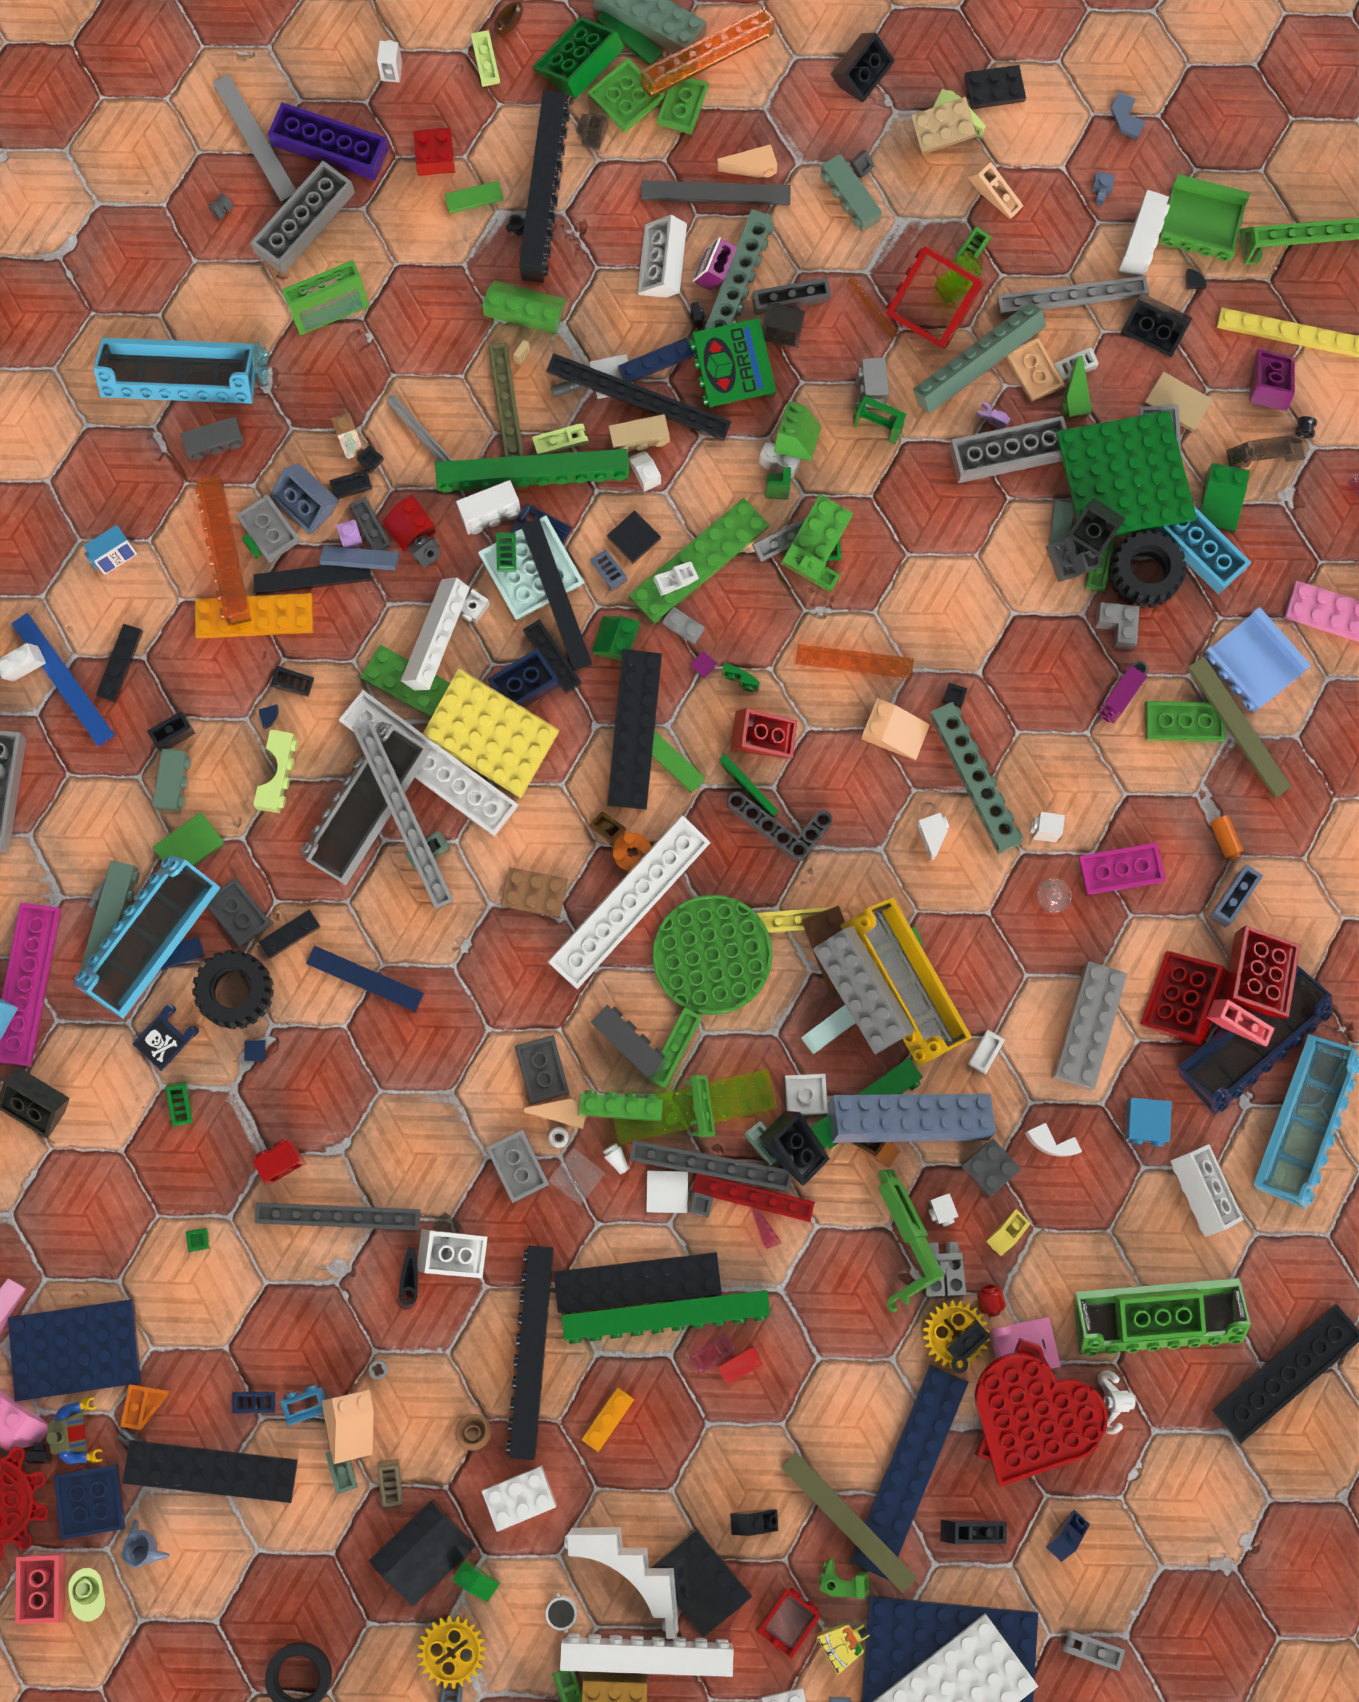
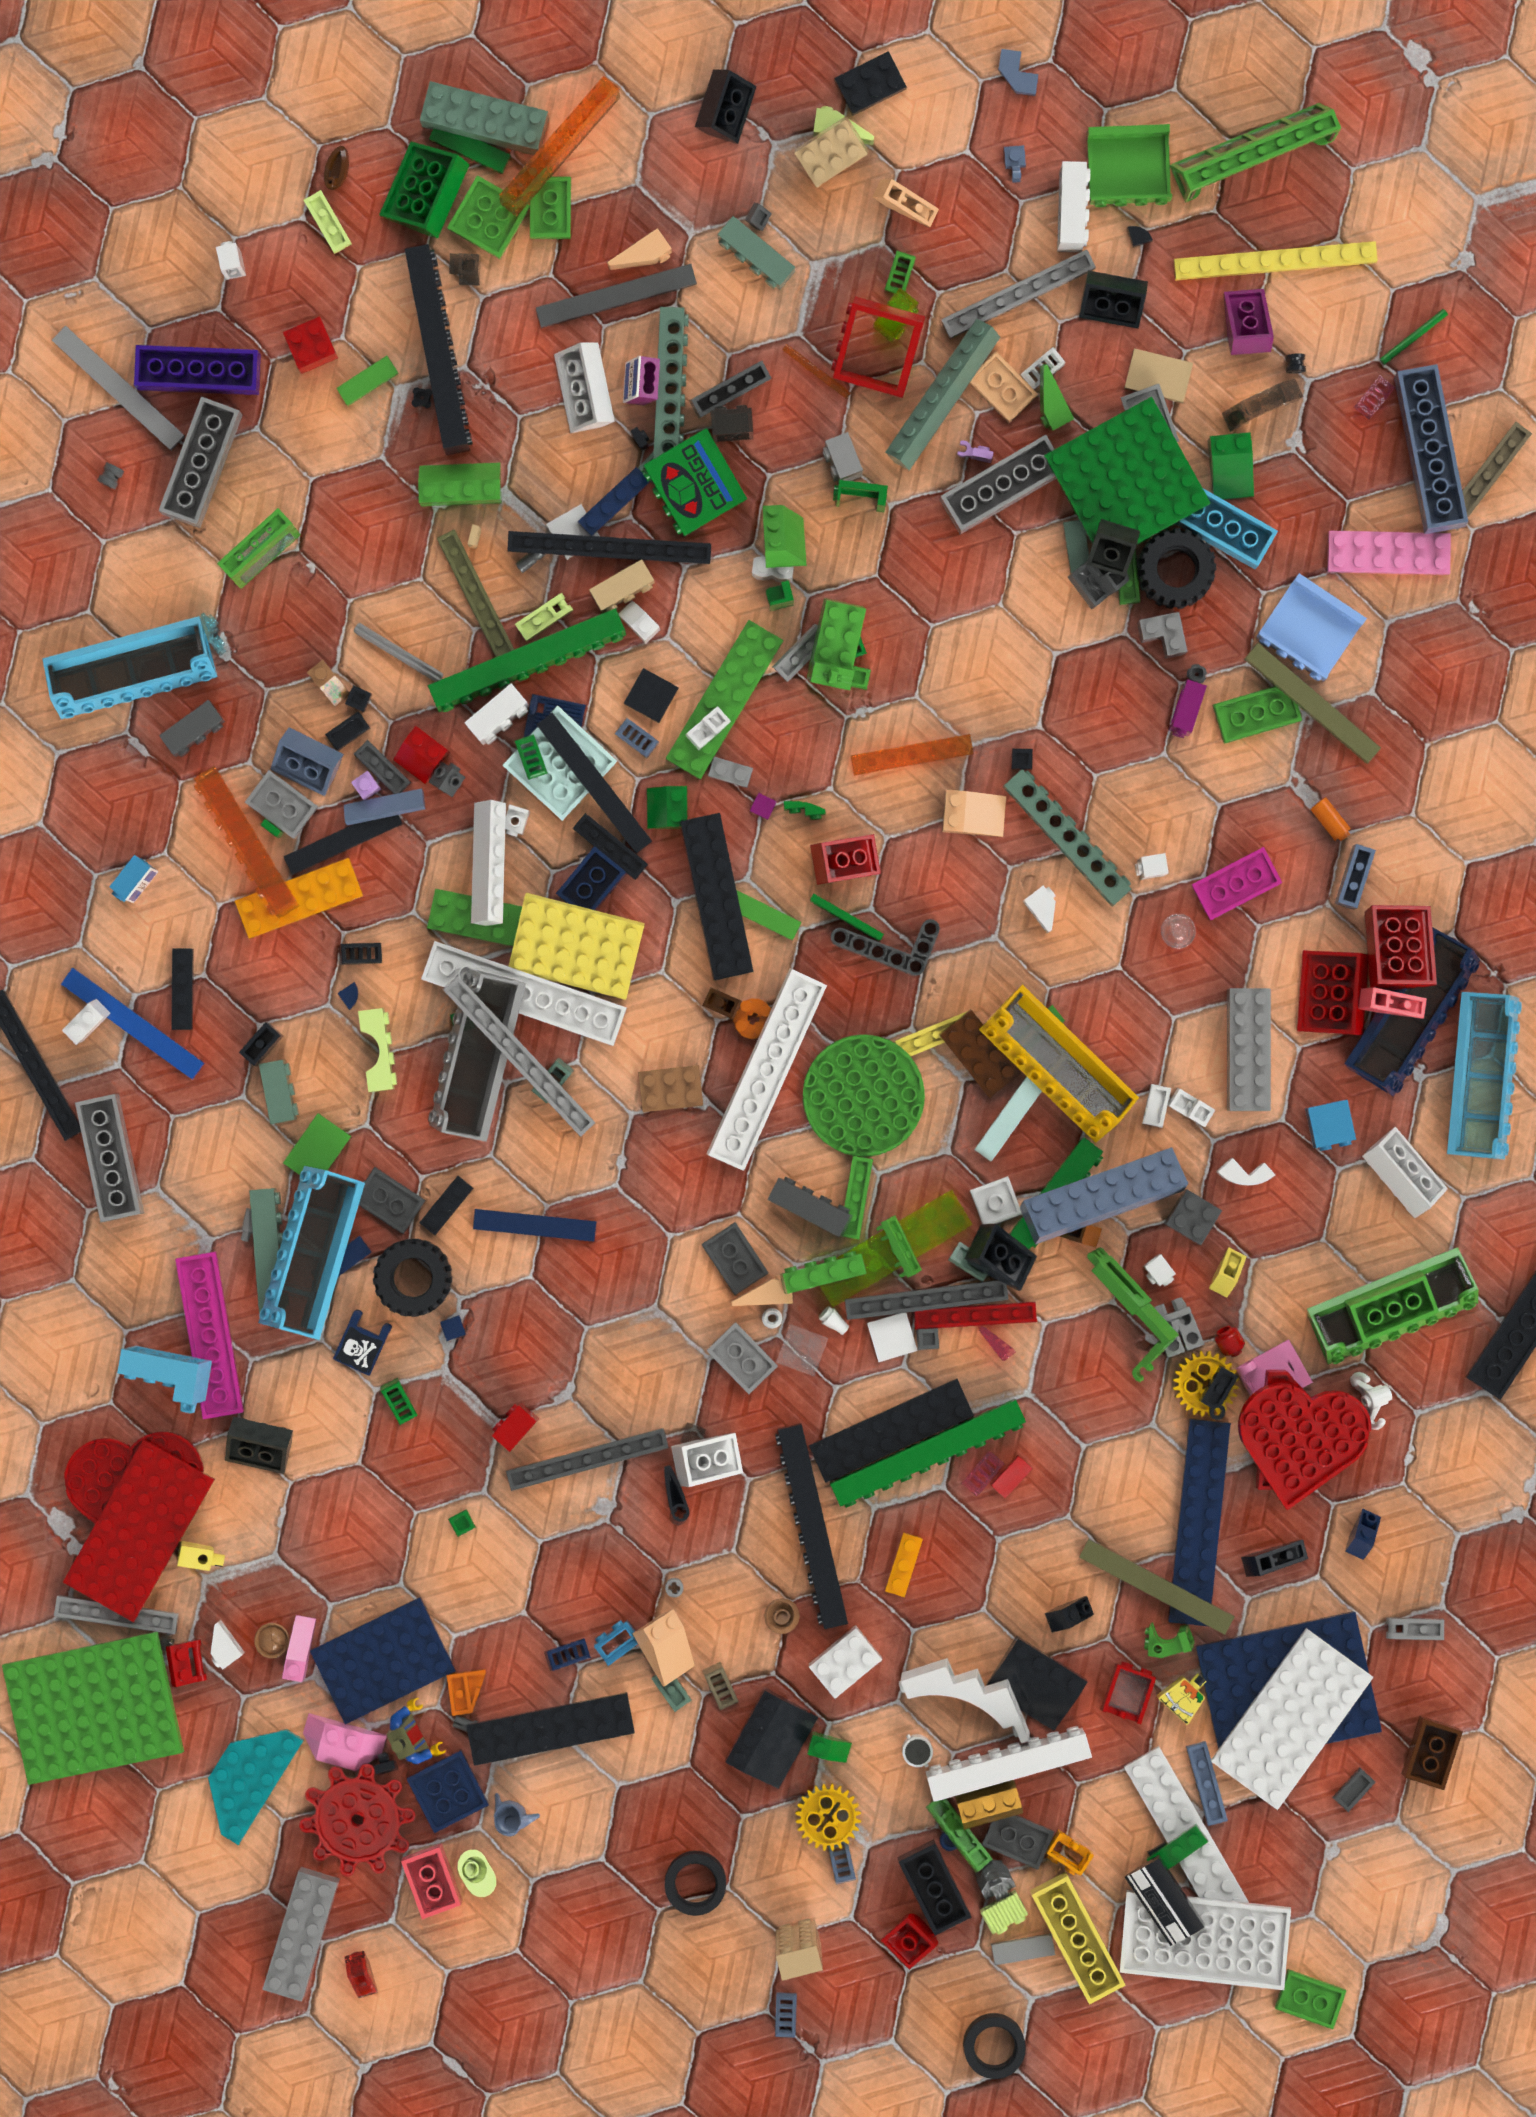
camera: 15 degrees left, 10 degrees up
(863, 989) = (1021, 1087): light grey brick -> none
(1018, 1064) = (1191, 1107): none -> white slope

